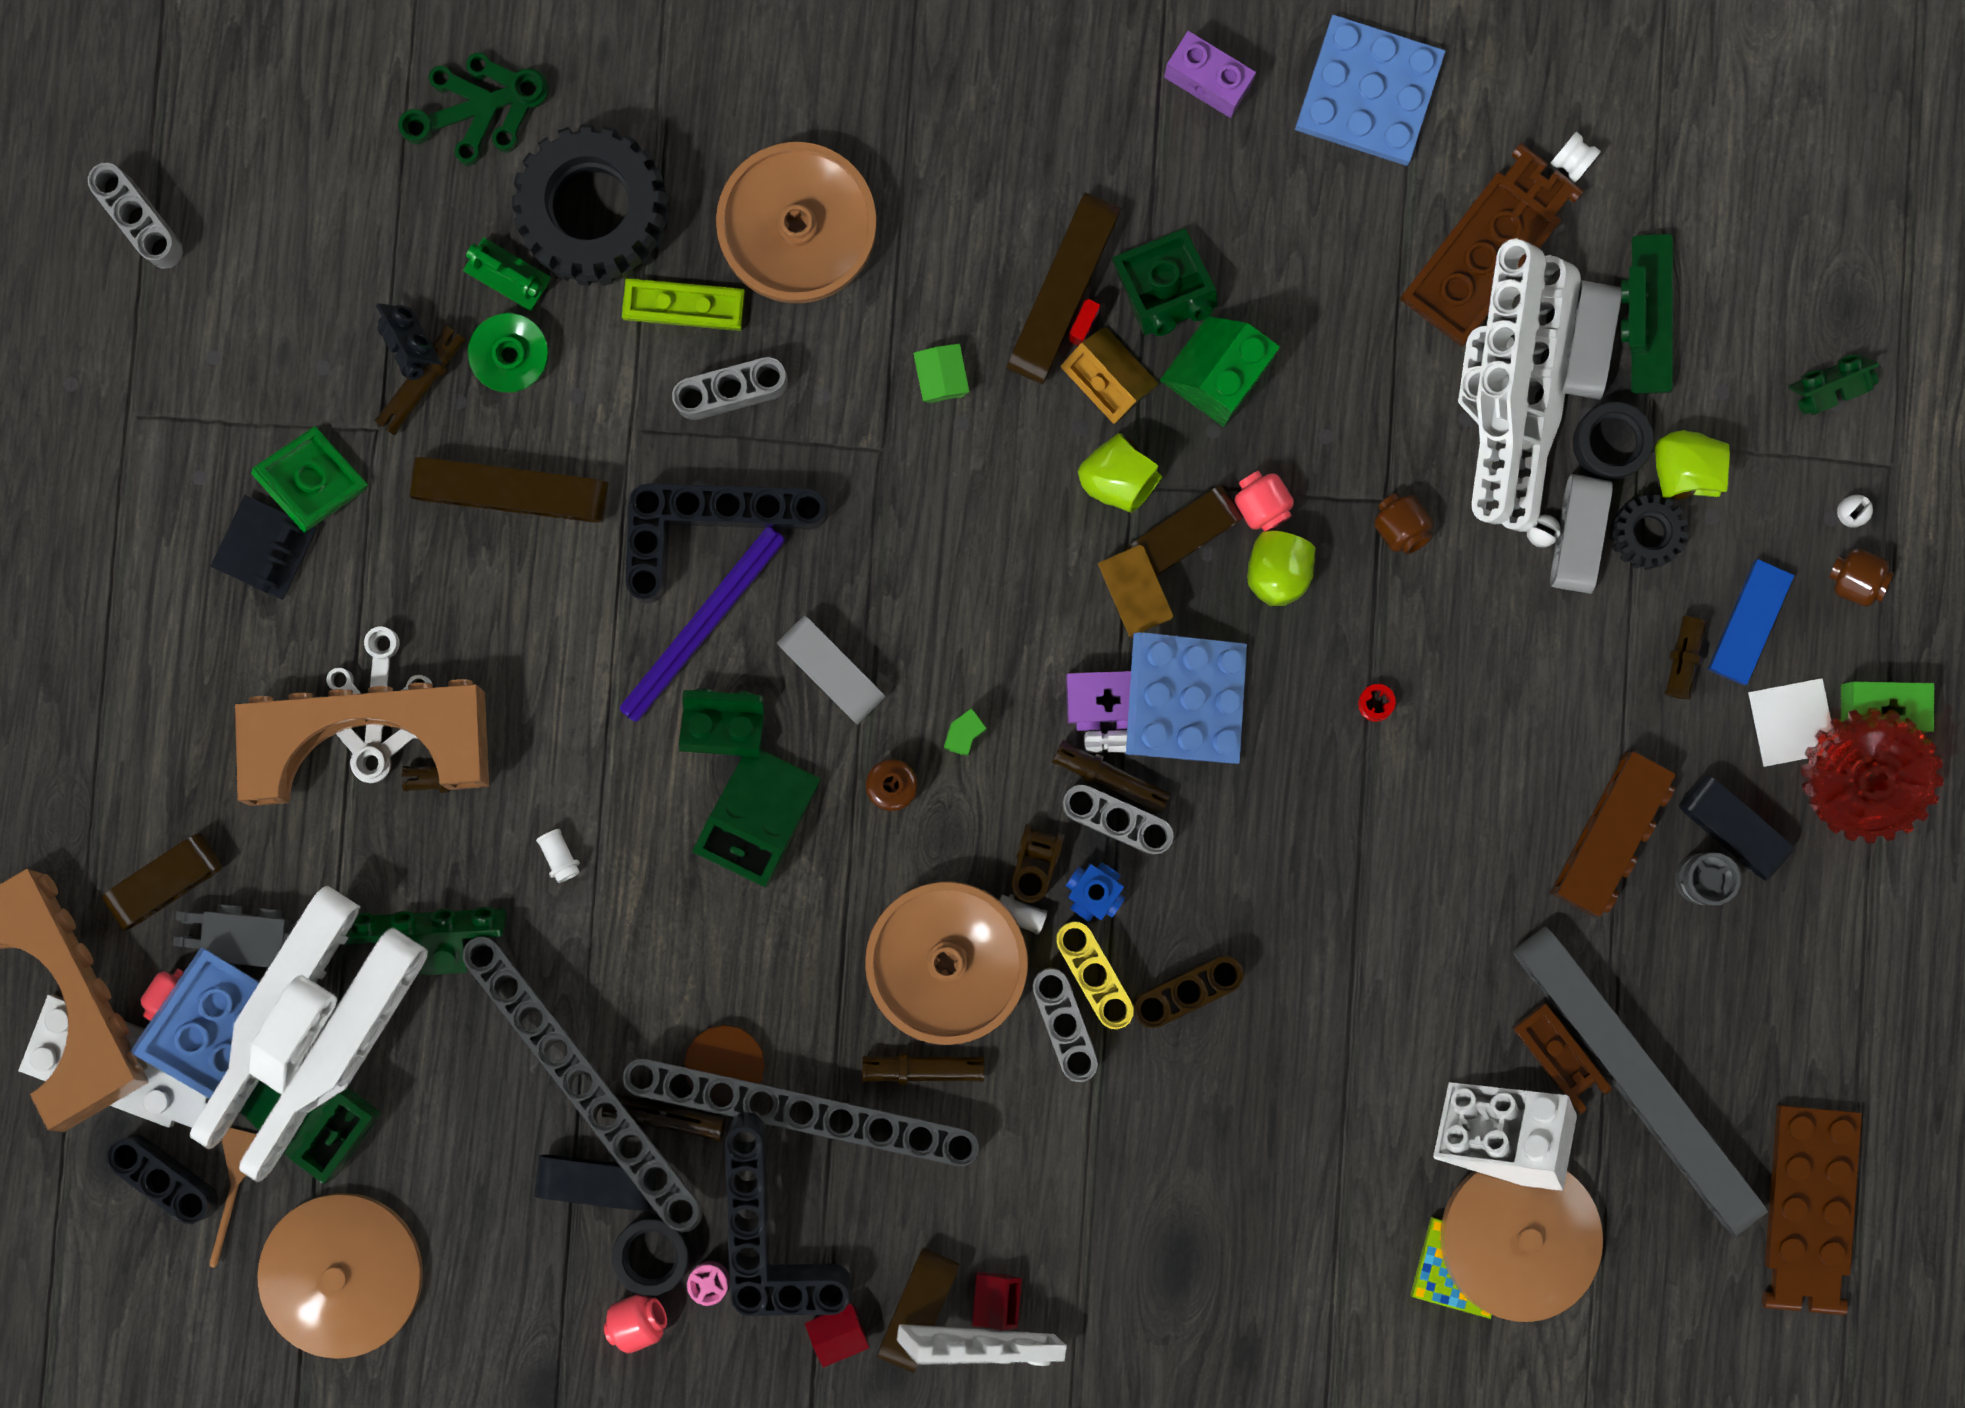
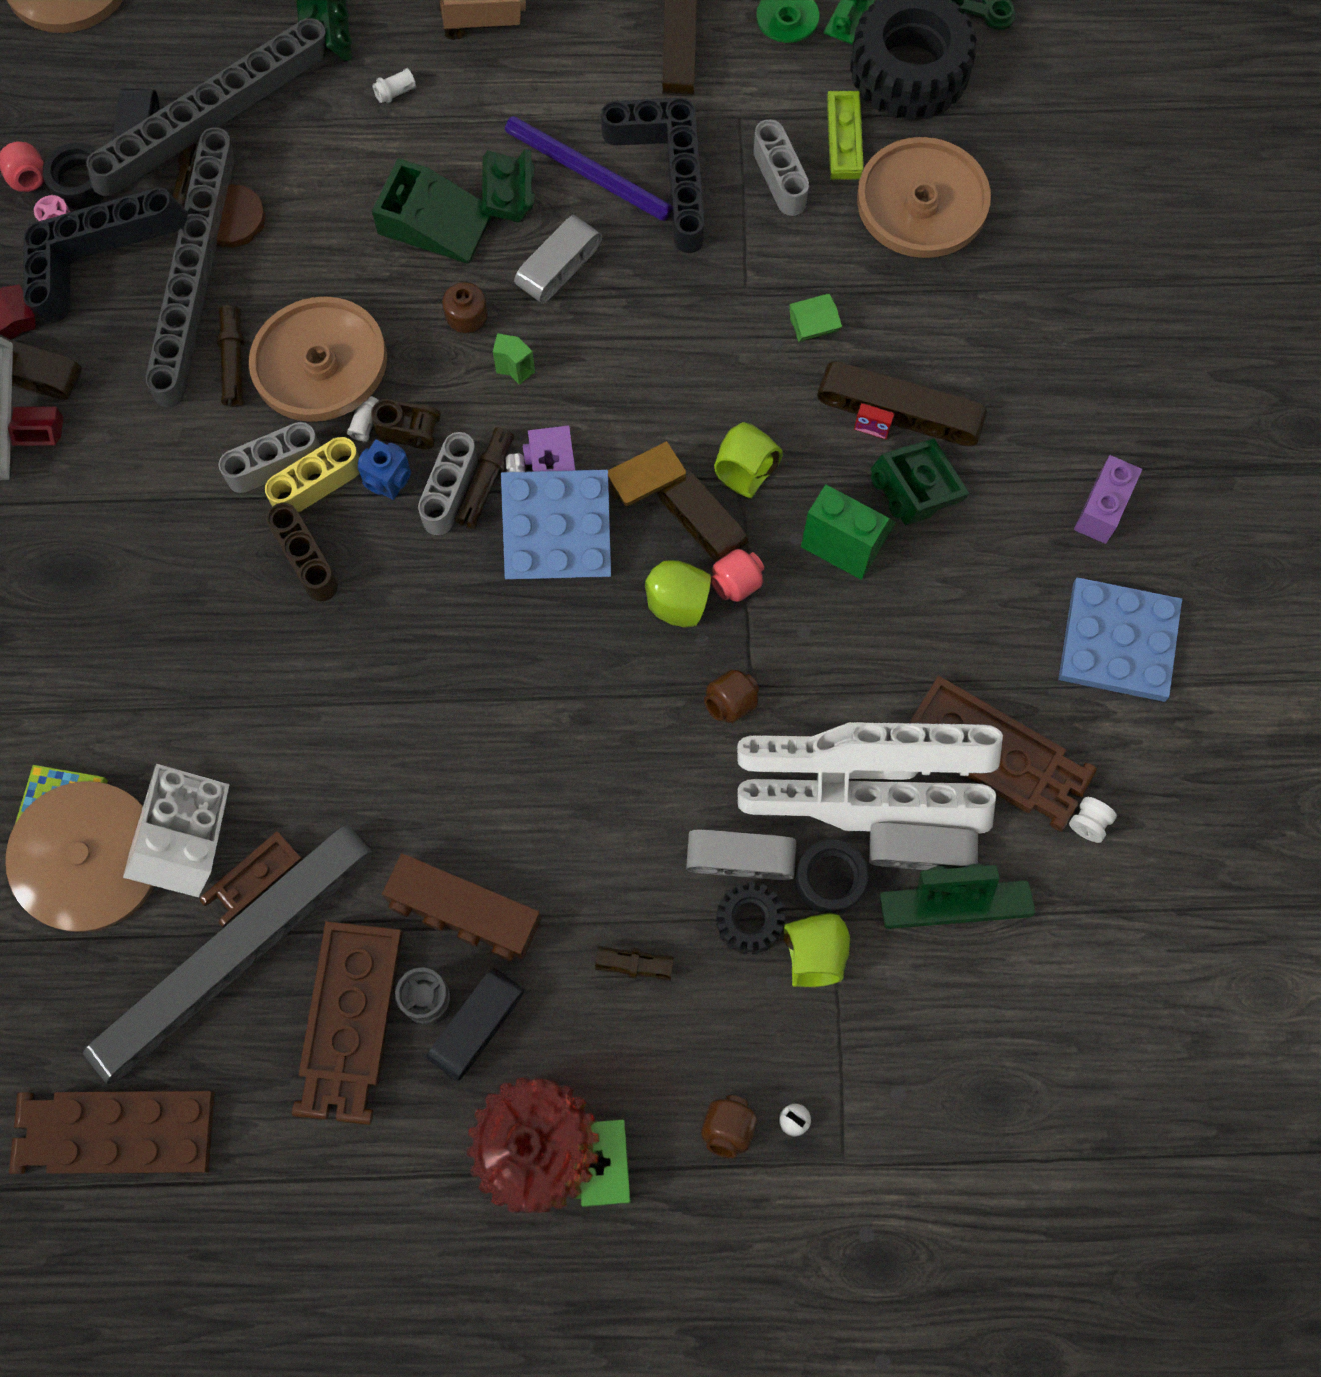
camera: 85 degrees right, 15 degrees down
(1108, 374) = (834, 447): pearl gold panel -> none
(1387, 709) = (563, 700): red bush -> none
(1541, 538) = (733, 821): white hinge -> none
(1719, 960) = (348, 1021): none -> reddish brown hinge
(1750, 622) = (675, 1024): blue tile -> none
(1789, 719) = (589, 1069): white sticker -> none
(1851, 376) = (926, 1098): dark green hinge -> none

